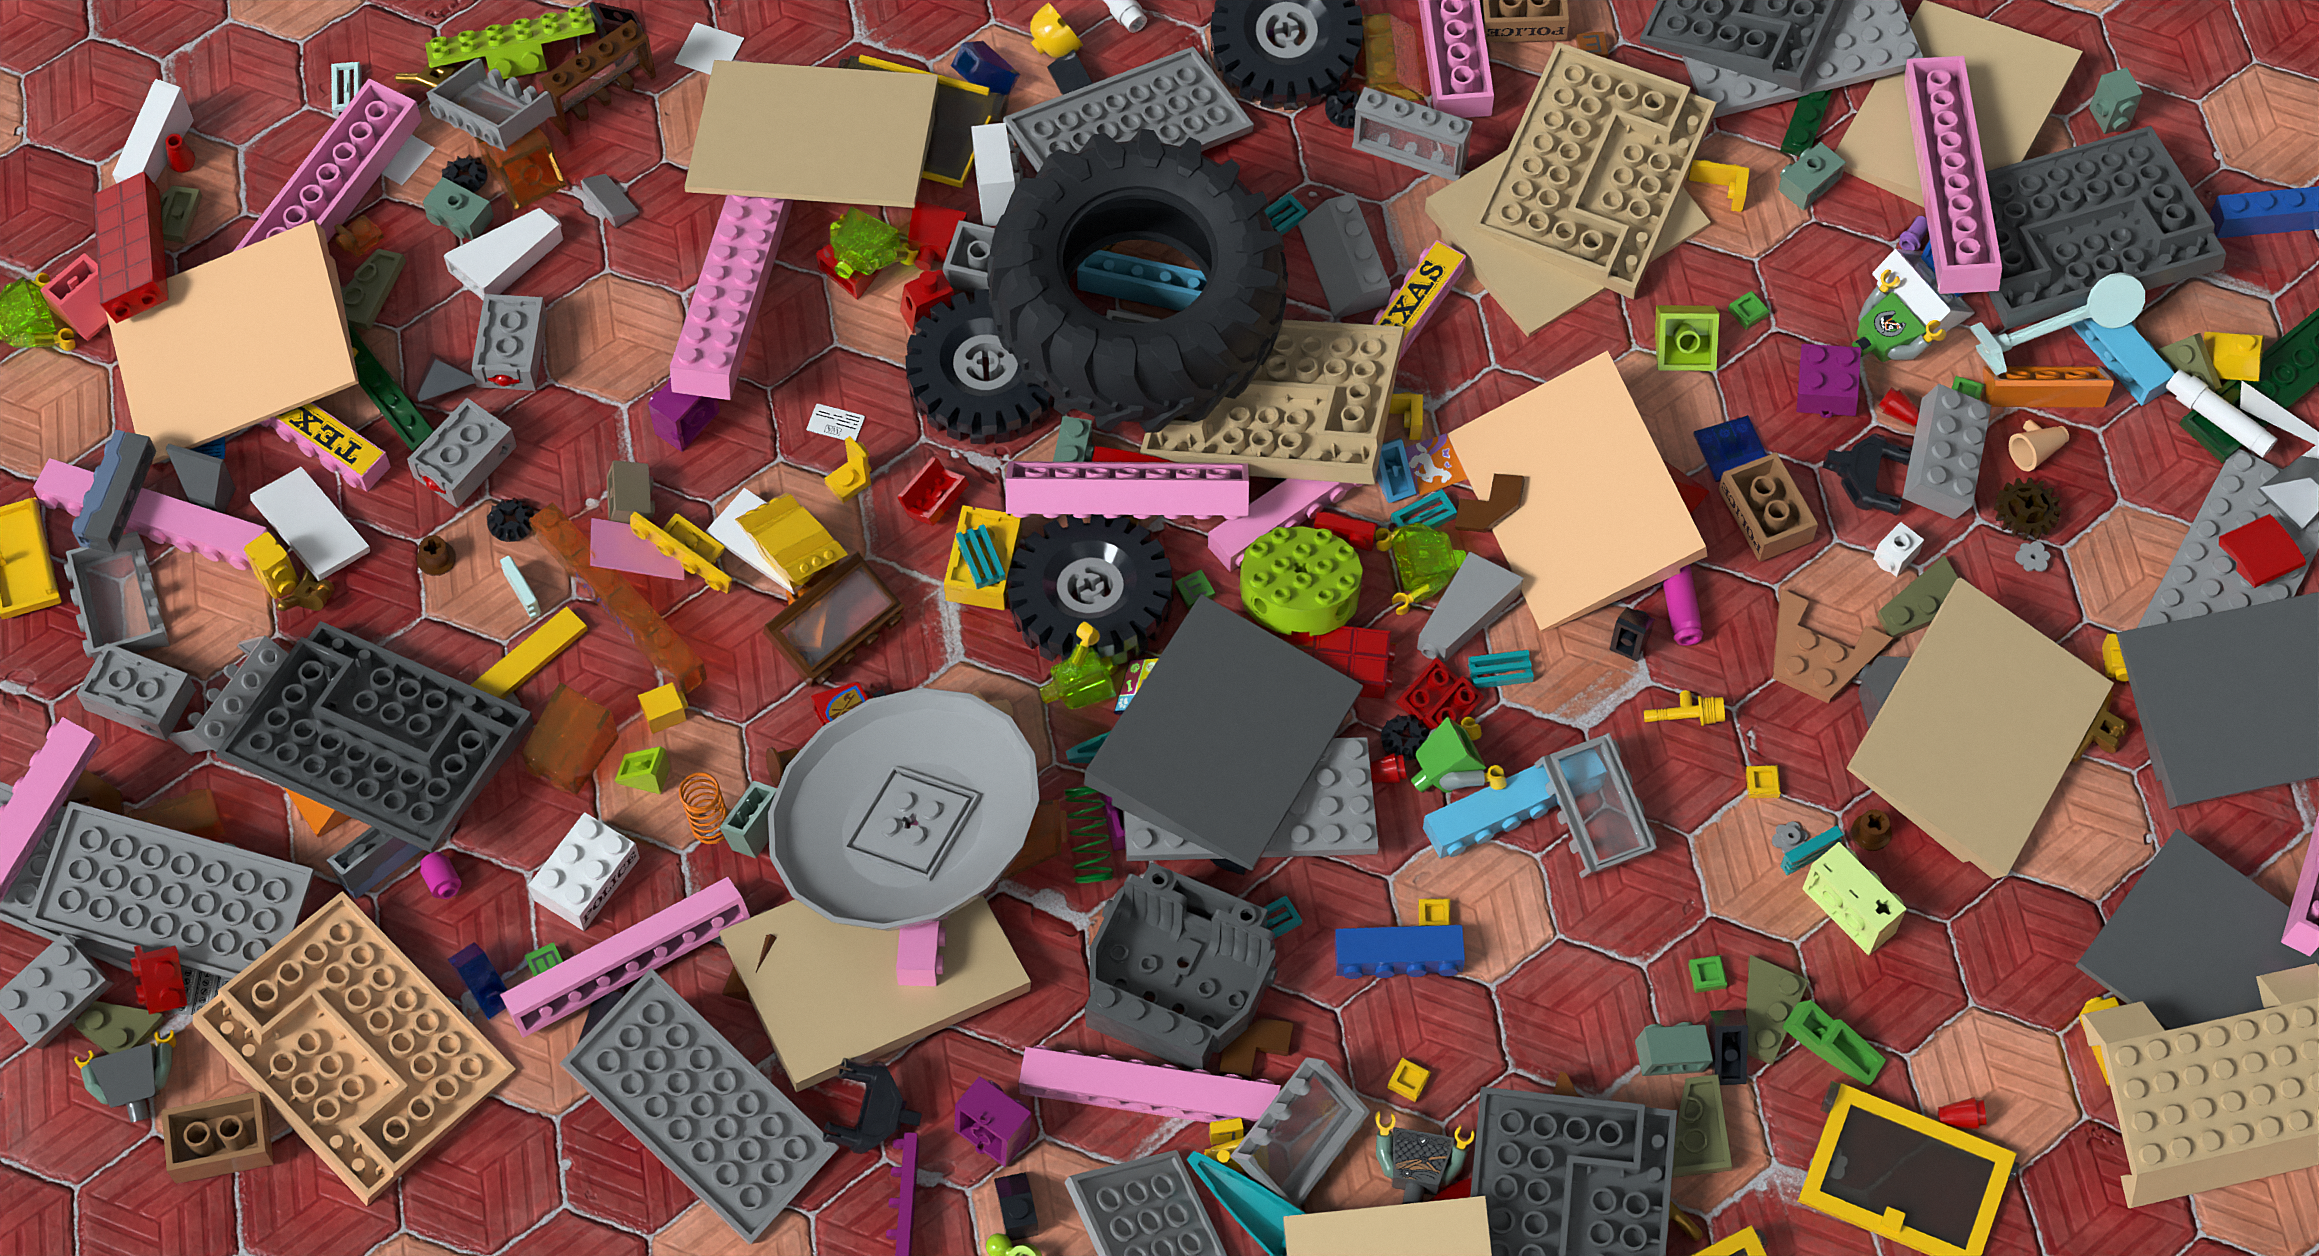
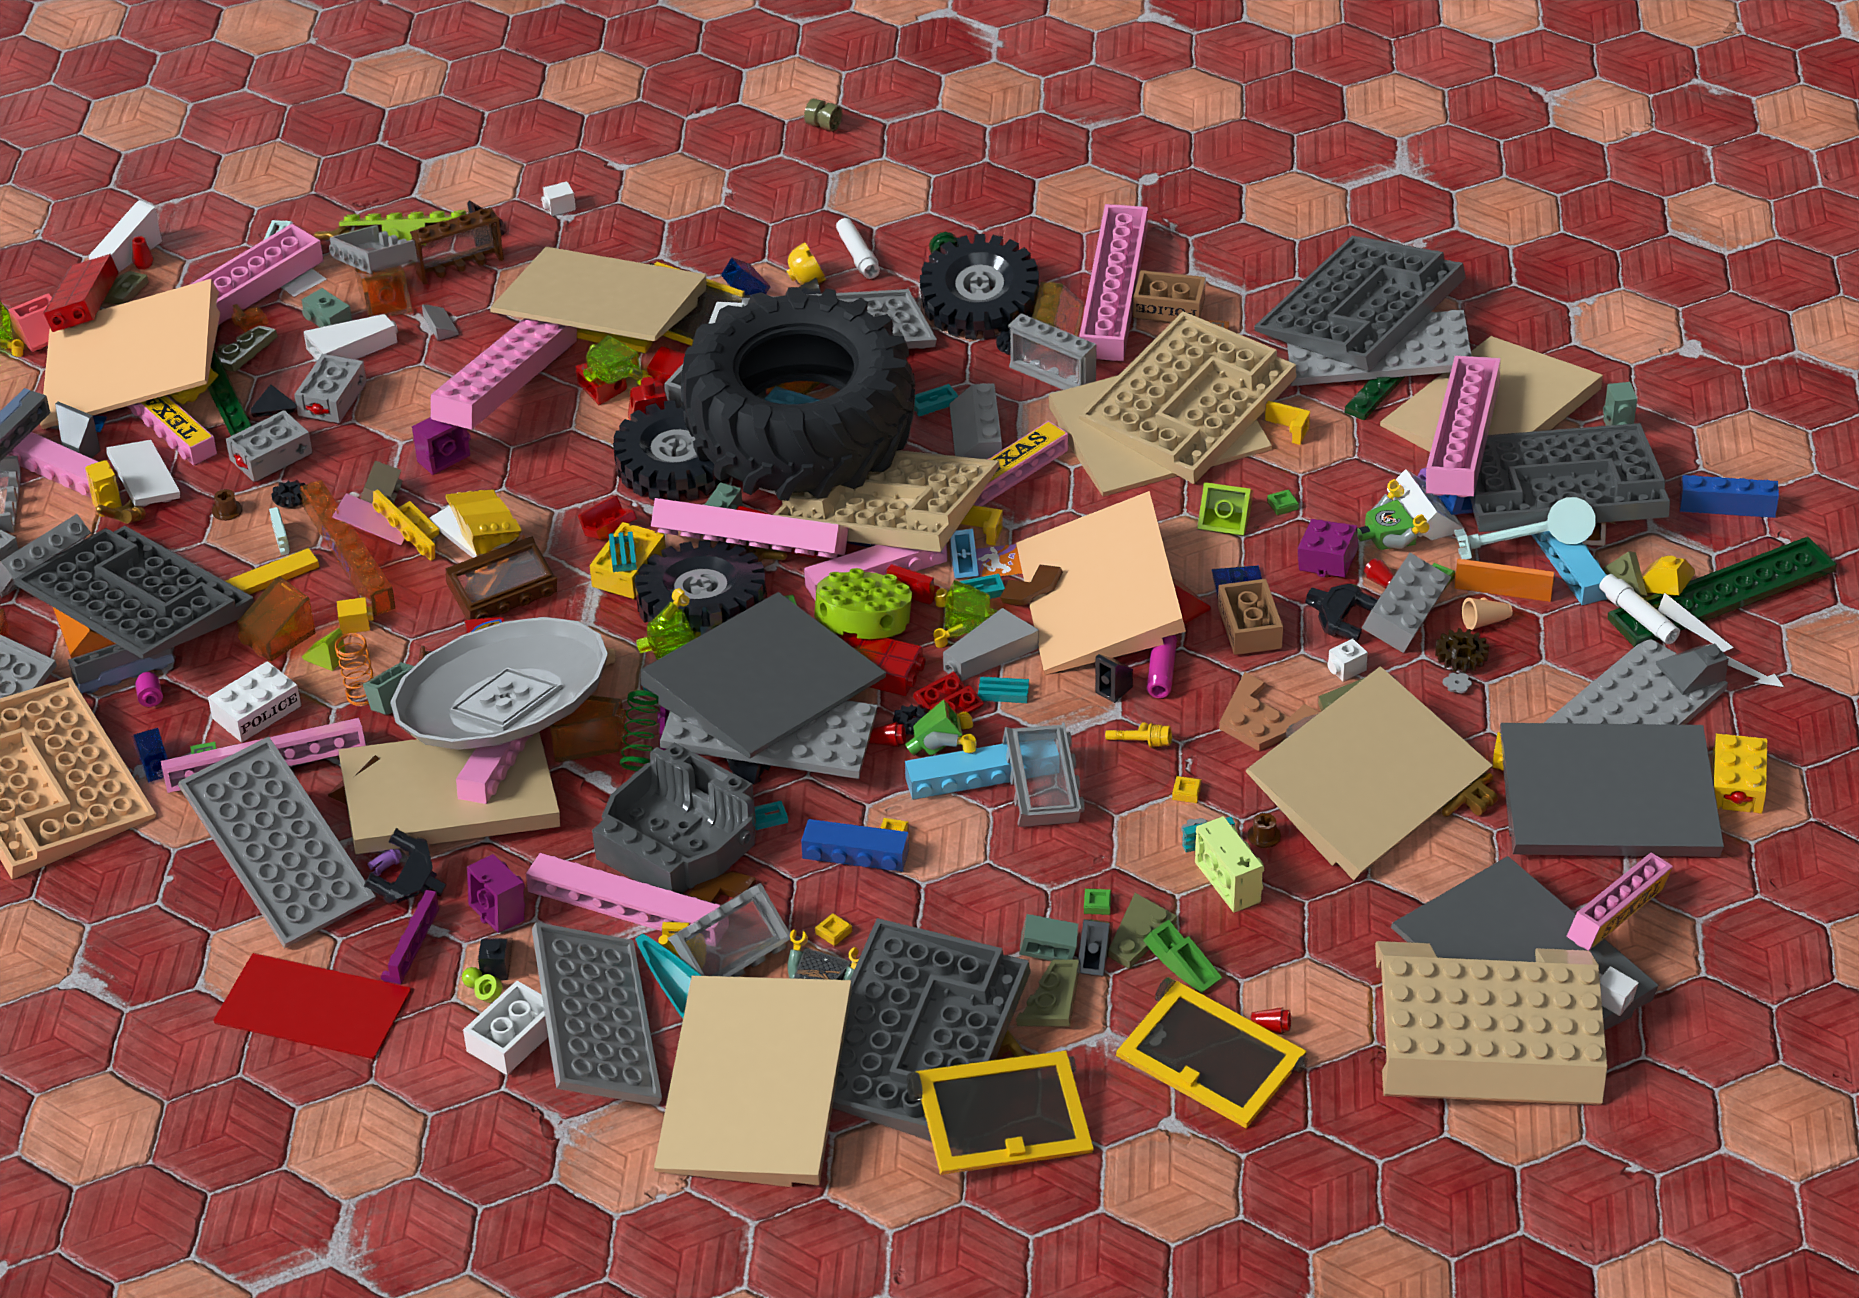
camera: 15 degrees right, 20 degrees down
(476, 169) = (344, 292): black gear -> none
(707, 45) = (546, 241): white sticker -> none
(829, 1090) = (385, 860): none -> medium lavender pin
(835, 422) = (553, 473): white sticker -> none
(853, 475) = (552, 504): yellow bracket -> none
(1811, 175) = (1361, 426): sand green brick -> none
(2262, 550) = (1643, 698): red slope -> none

